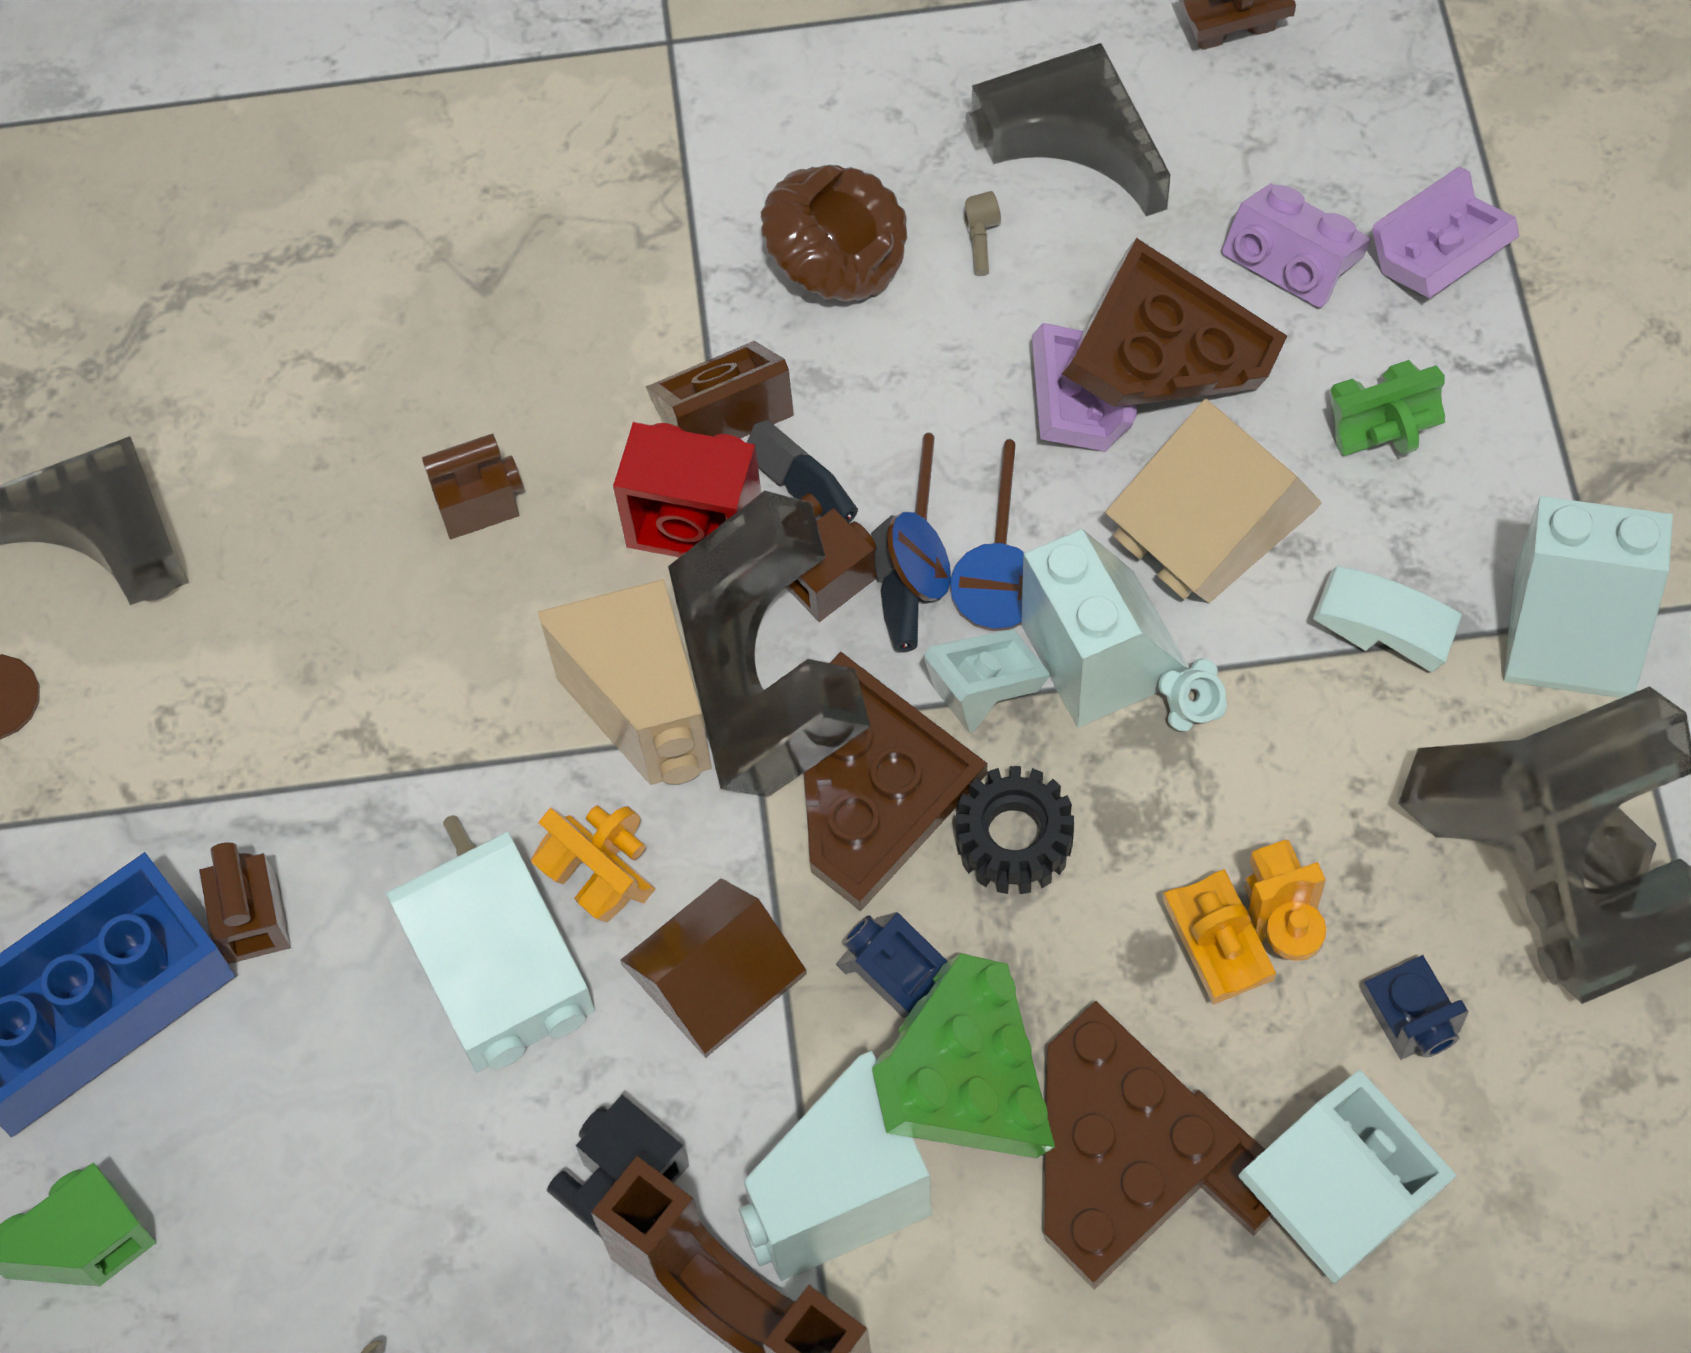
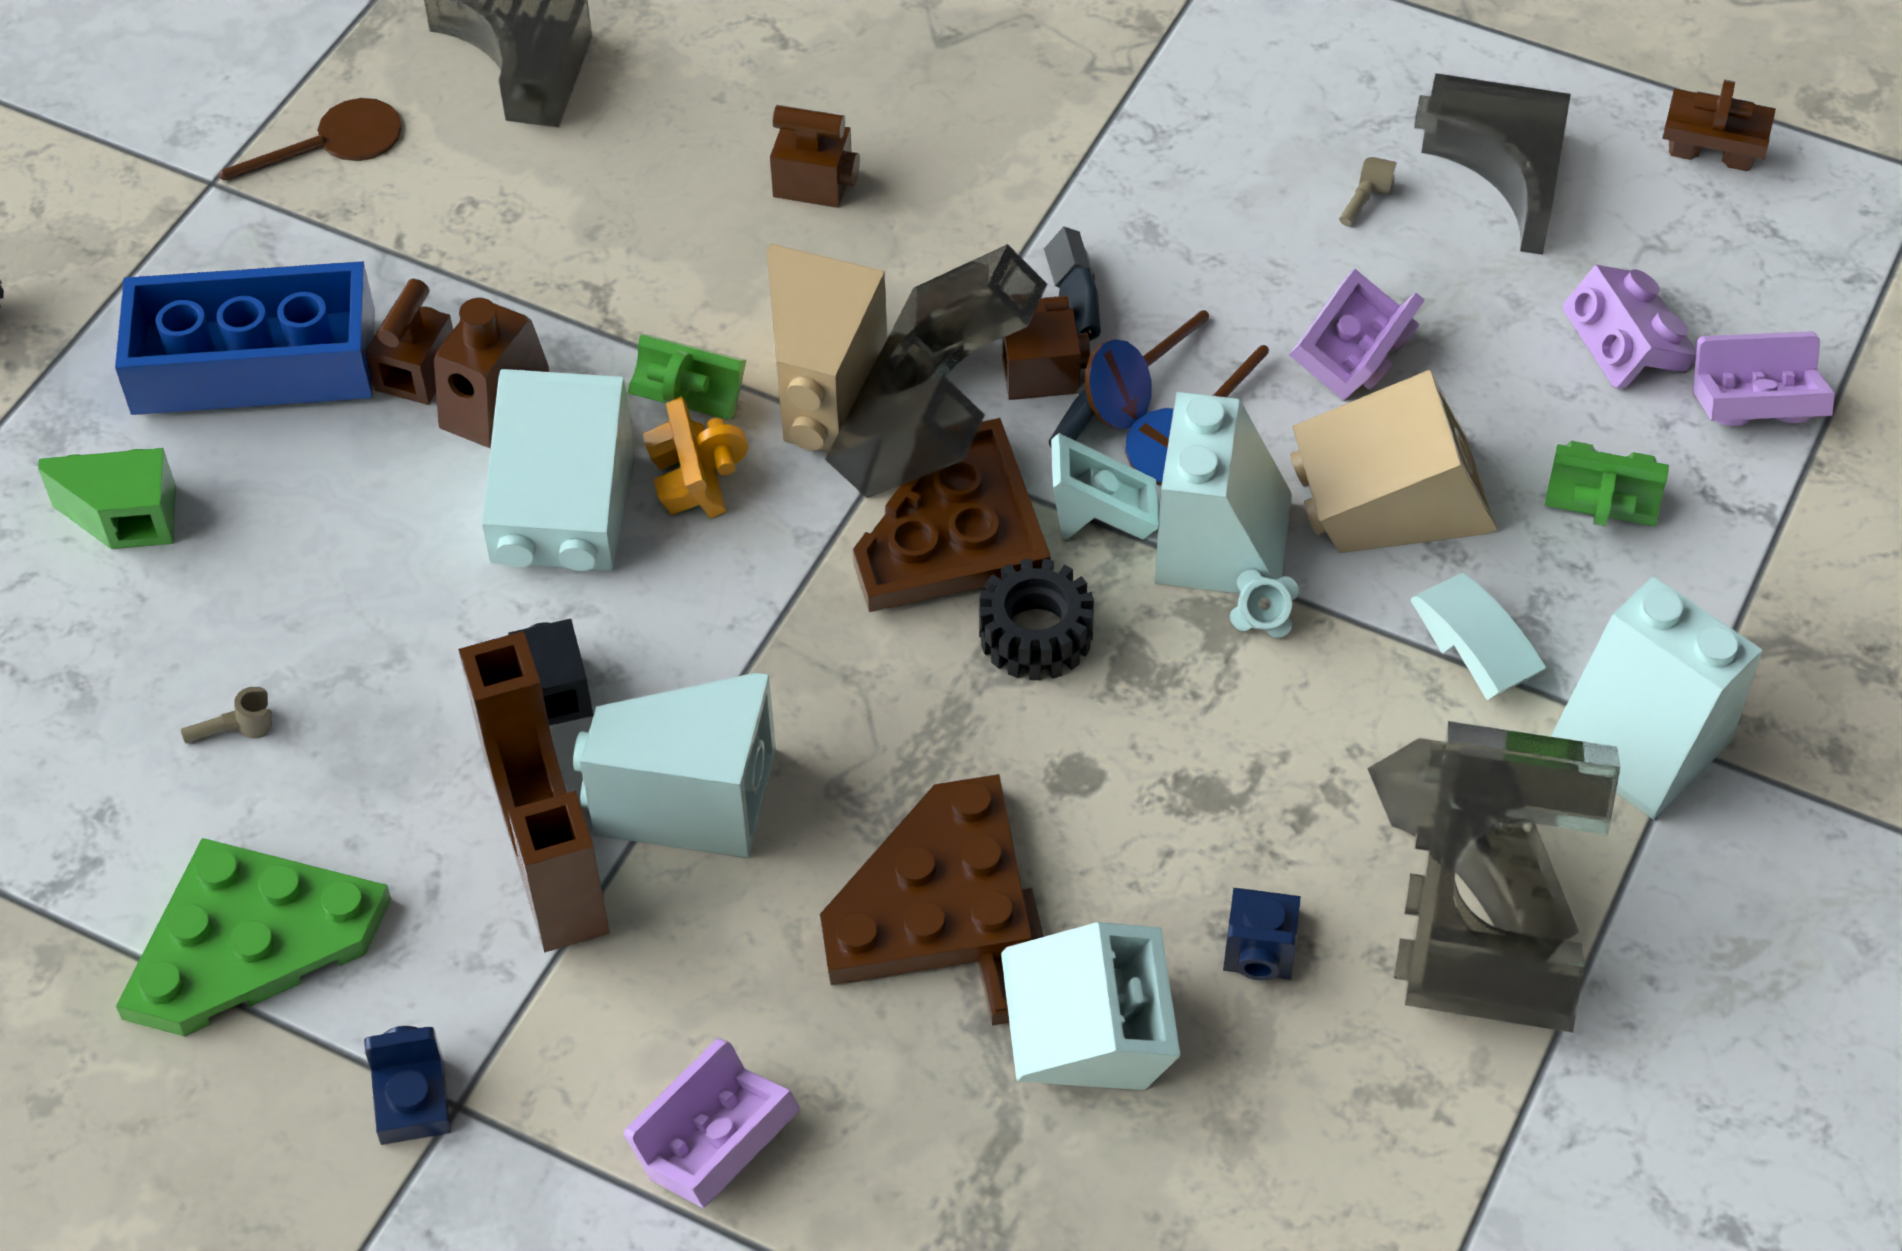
camera: 30 degrees right, 10 degrees down
(336, 876) = (471, 362): none -> reddish brown torso
(530, 780) = (704, 378): none -> bright green hips
(681, 486) = (956, 217): red brick -> none
(715, 965) = (724, 589): reddish brown slope -> none
(726, 393) = (1041, 202): reddish brown slope -> none
(835, 231) = (1241, 126): reddish brown piece -> none
(892, 960) = (862, 656): dark blue bracket -> none
(965, 1066) = (844, 744): bright green plate -> none
(1169, 337) = (1452, 319): reddish brown plate -> none
(1219, 937) = (1133, 784): light orange hips -> none
(1286, 901) = (1205, 778): light orange hips -> none

